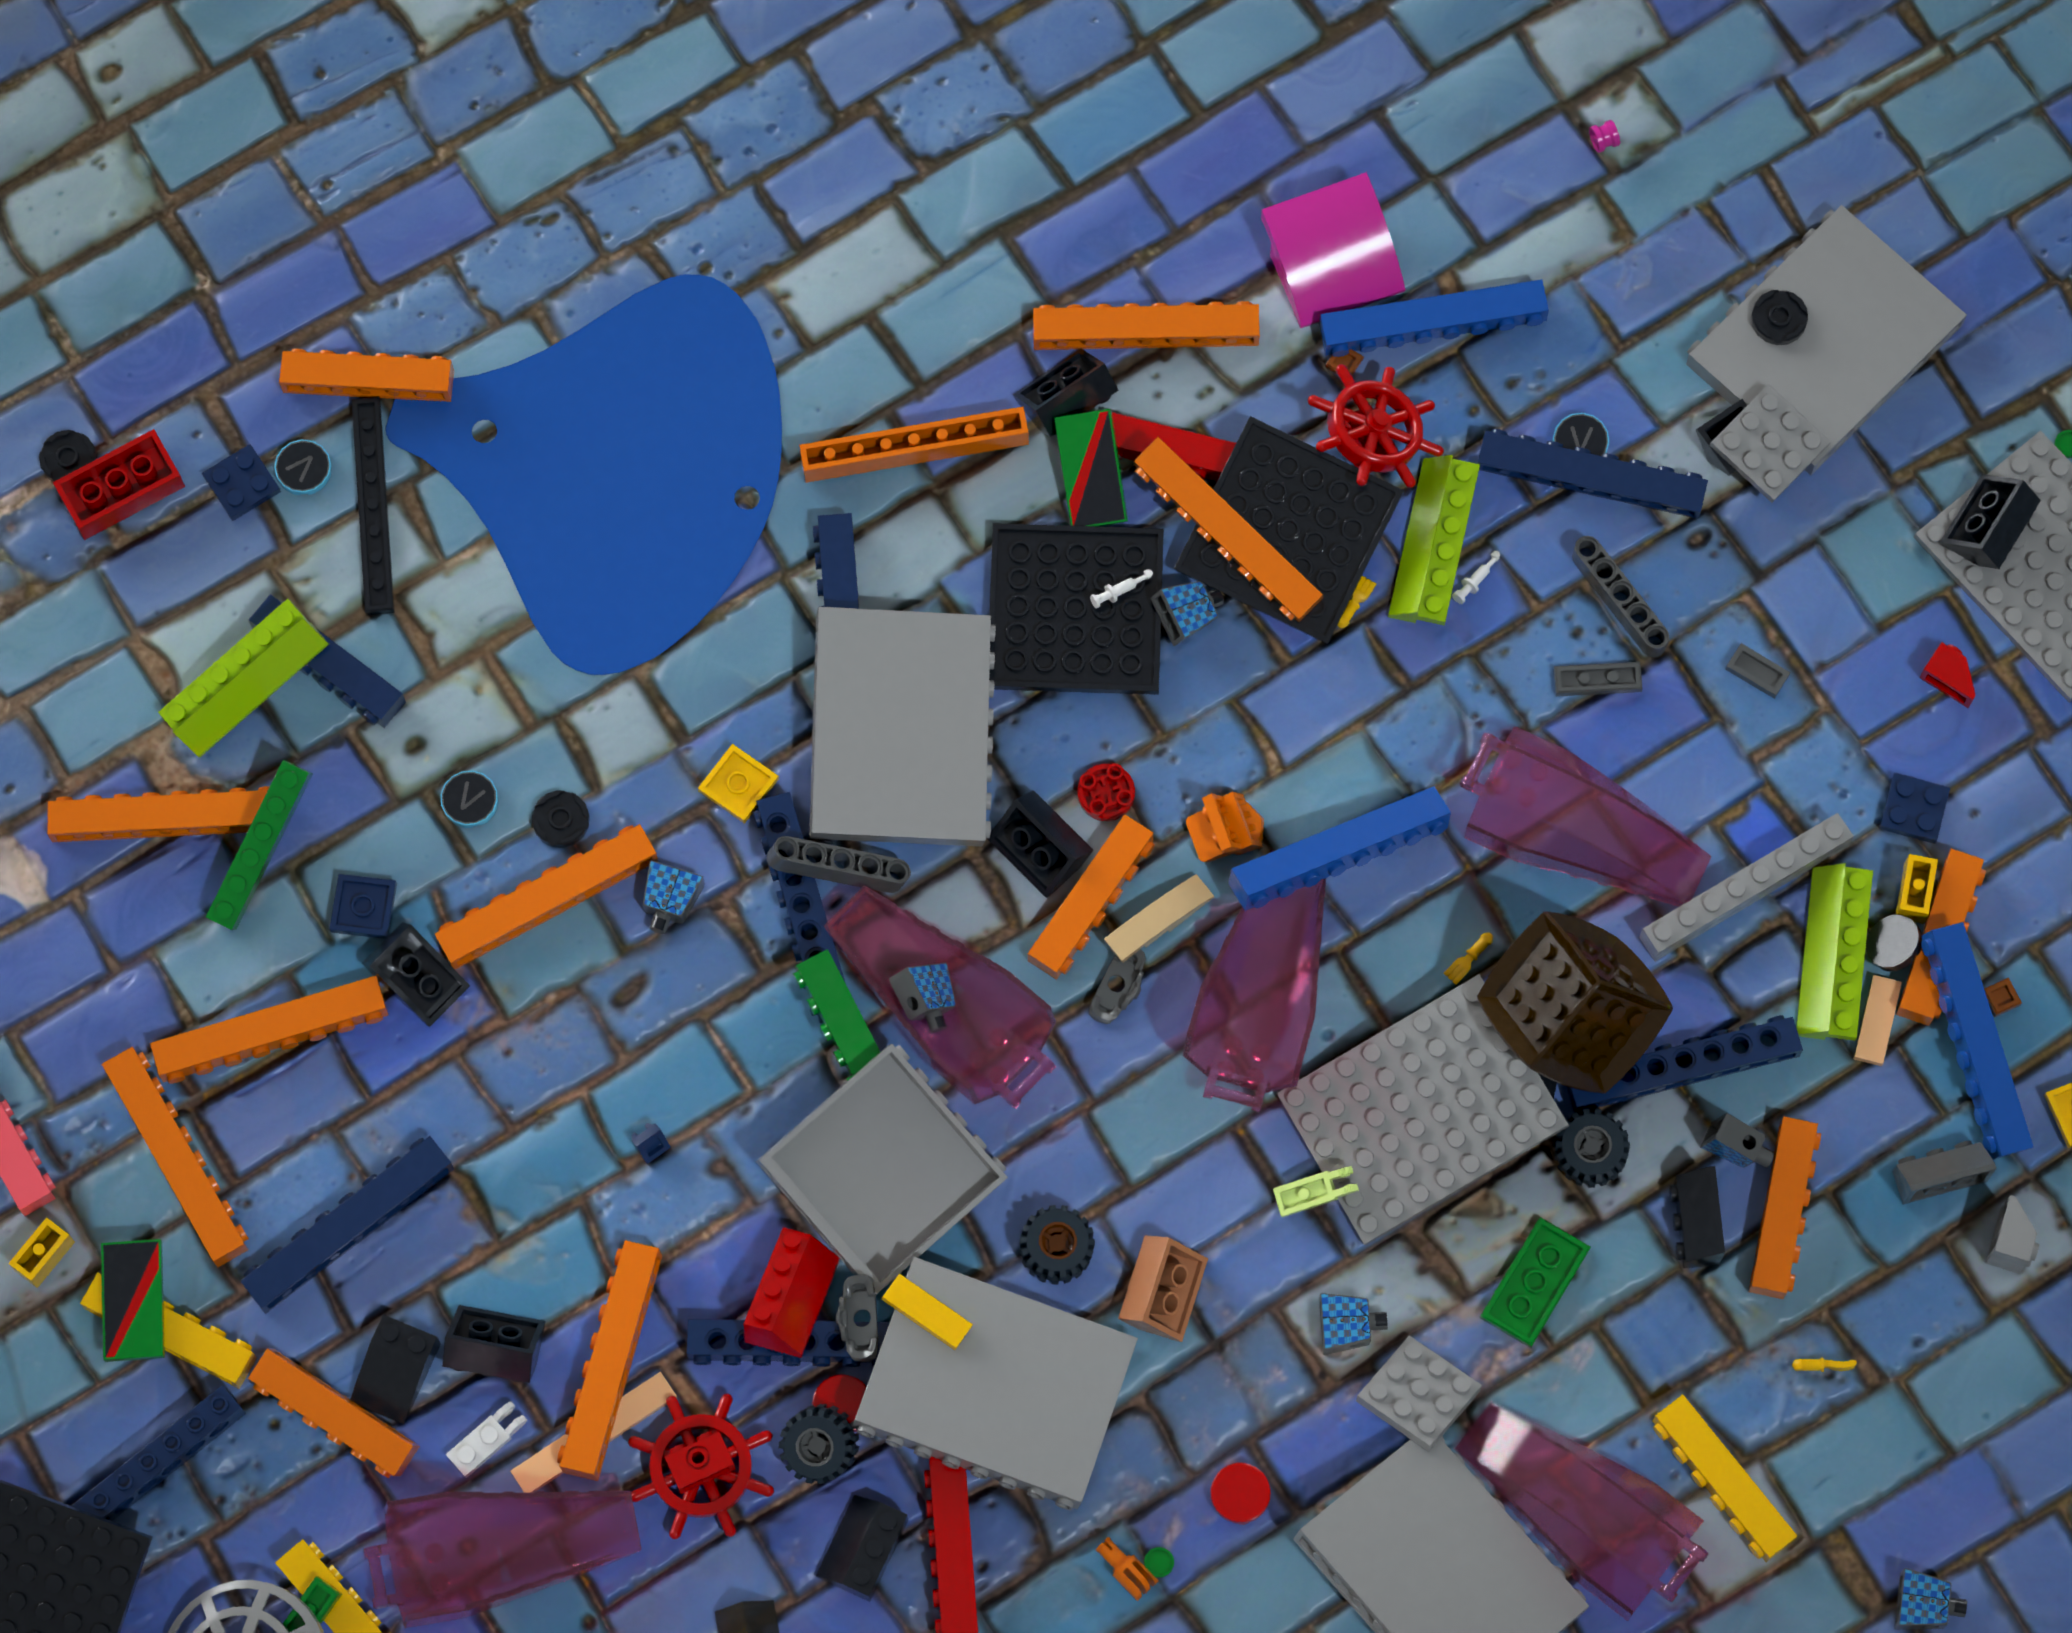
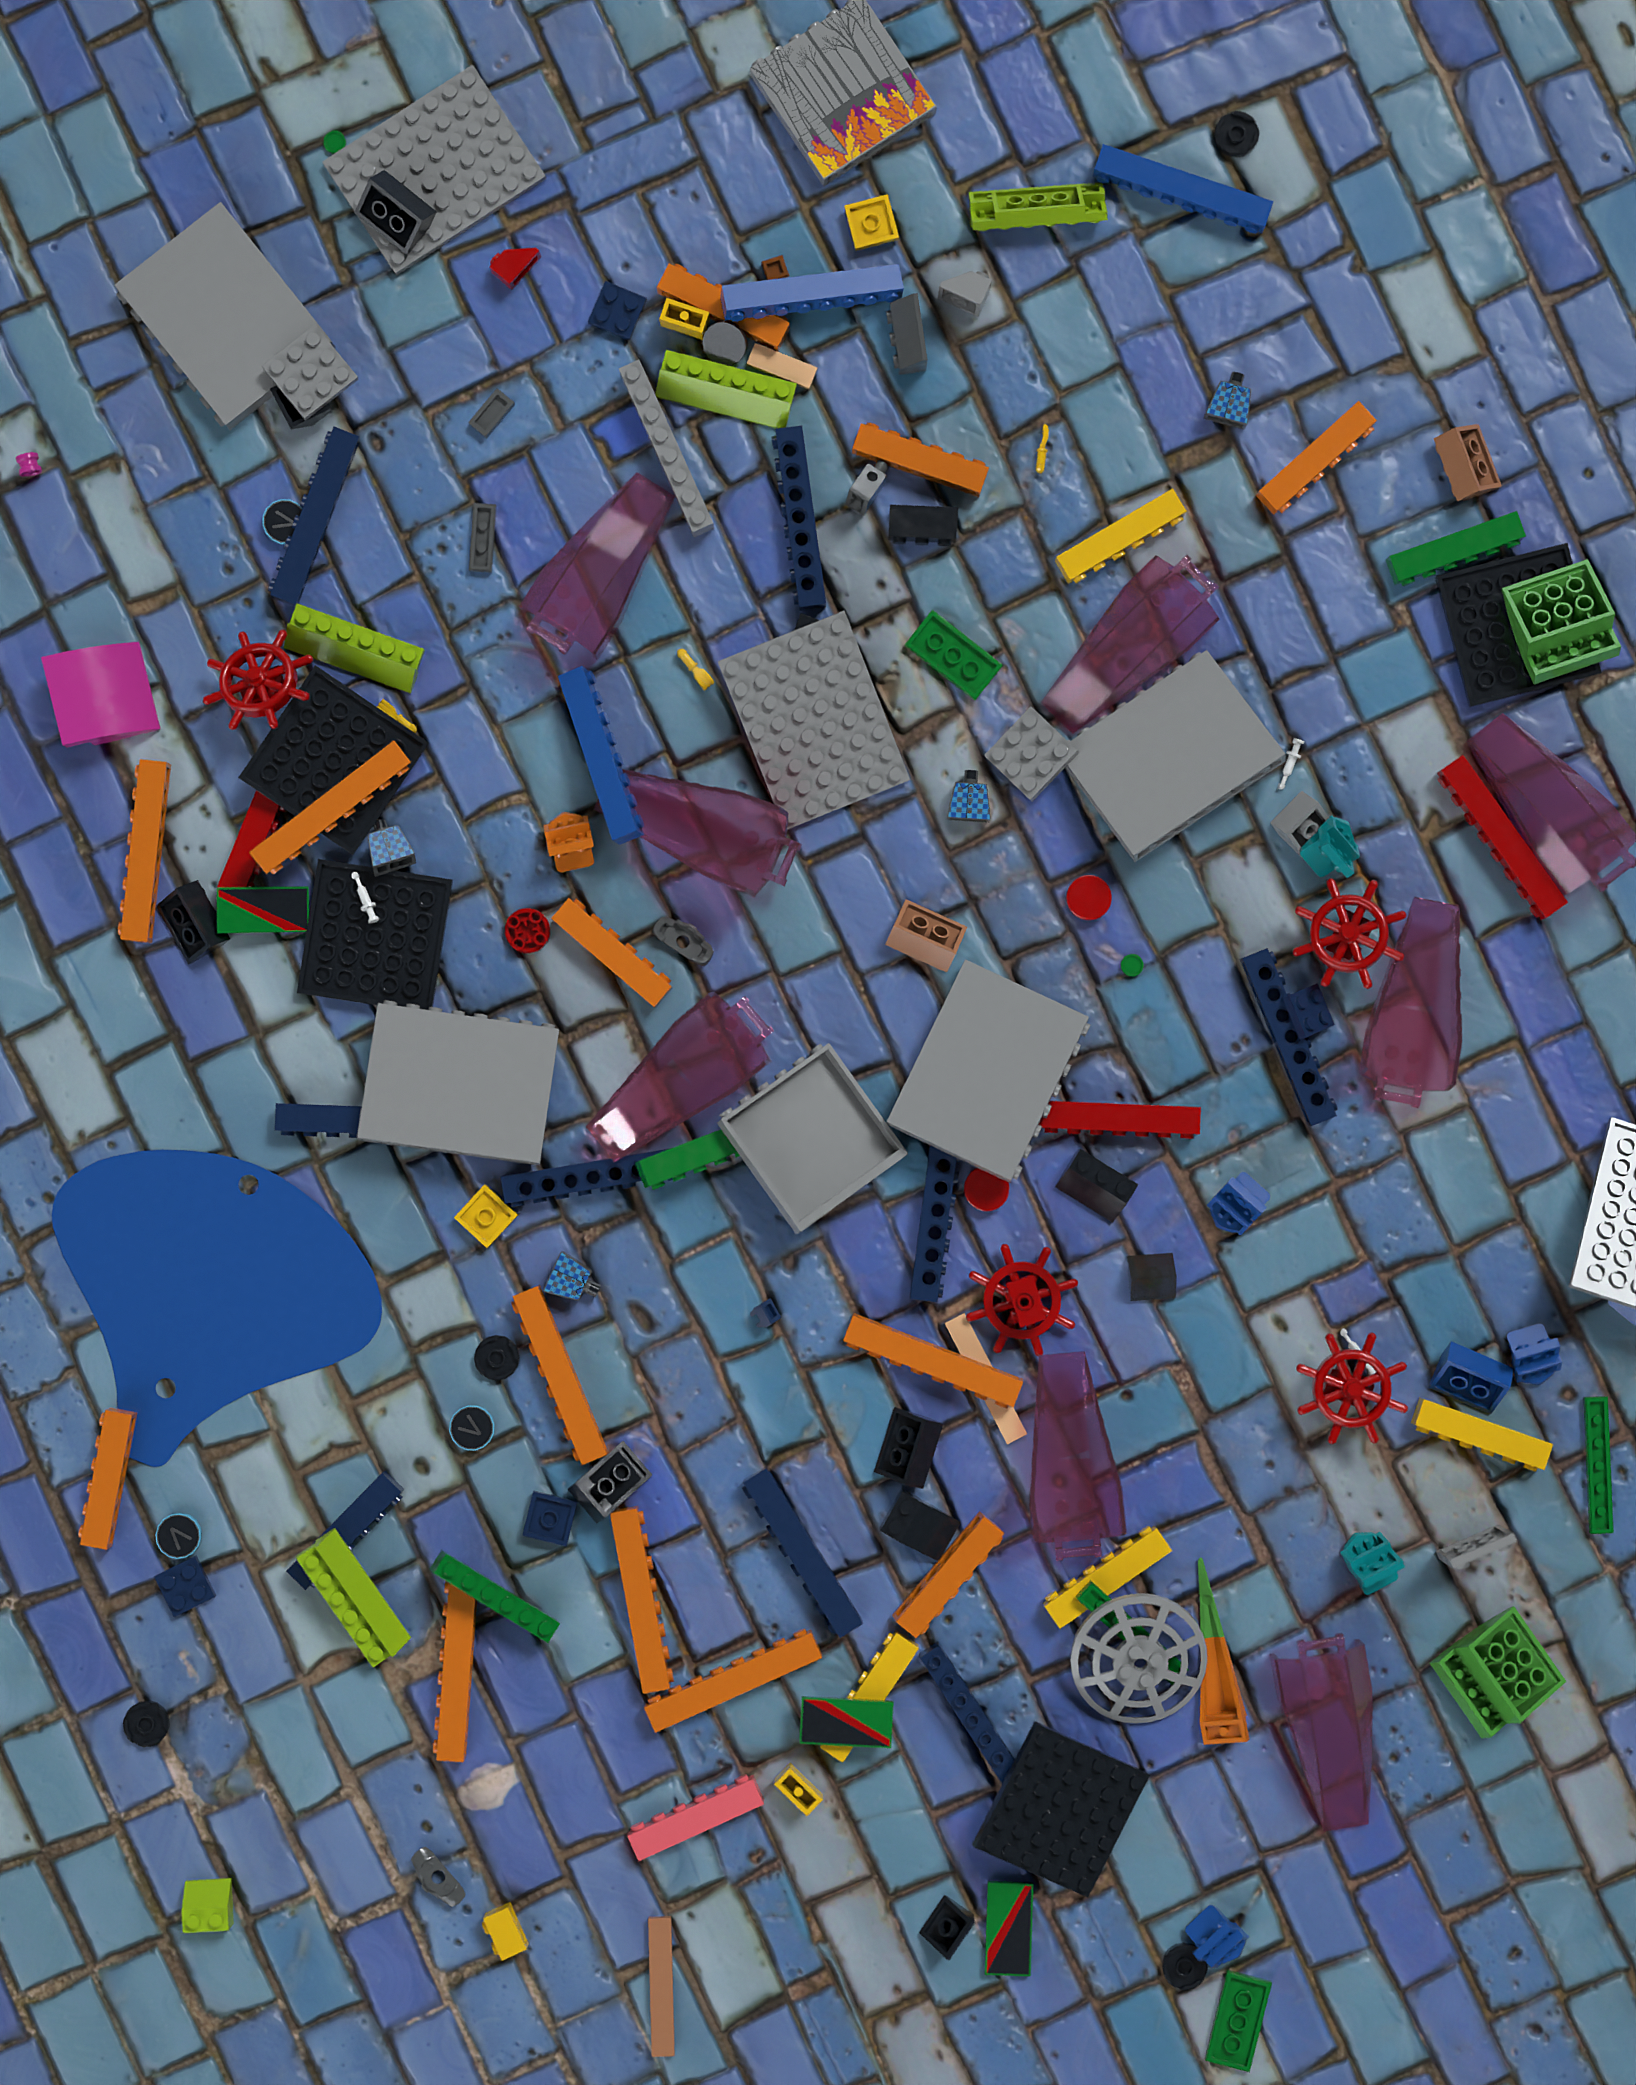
camera: 85 degrees left, 15 degrees up
(119, 484) = (177, 1684): red brick -> none
(373, 506) = (217, 1482): black tile -> none
(484, 1441) = (982, 1462): white hinge -> none
(790, 1293) = (901, 1218): red slope -> none
(819, 1444) = (1018, 1209): black wheel -> none
(827, 870) = (565, 1155): dark grey beam -> none
(857, 1296) = (944, 1168): dark grey piece -> none
(914, 444) = (223, 1046): orange brick -> none
(925, 993) = (678, 1088): torso -> none
(927, 1312) = (932, 1116): yellow tile -> none
(1039, 843) = (564, 987): black slope -> none
(1056, 1244) = (884, 1012): black wheel -> none
(1127, 1569) = (1134, 992): orange arm -> none
(1159, 918) = (635, 902): tan slope -> none
(1312, 1191) = (866, 813): yellowish green hinge -> none
(1351, 361) = (193, 698): dark orange tile -> none
(1434, 318) = (167, 622): blue brick -> none
(1471, 584) = (394, 625): white piece -> none
(1574, 1002) = (756, 590): dark brown piece -> none
(1592, 1148) = (859, 595): black wheel -> none
(1621, 609) = (430, 509): dark grey beam -> none
(1779, 317) = (204, 348): black tile -> none

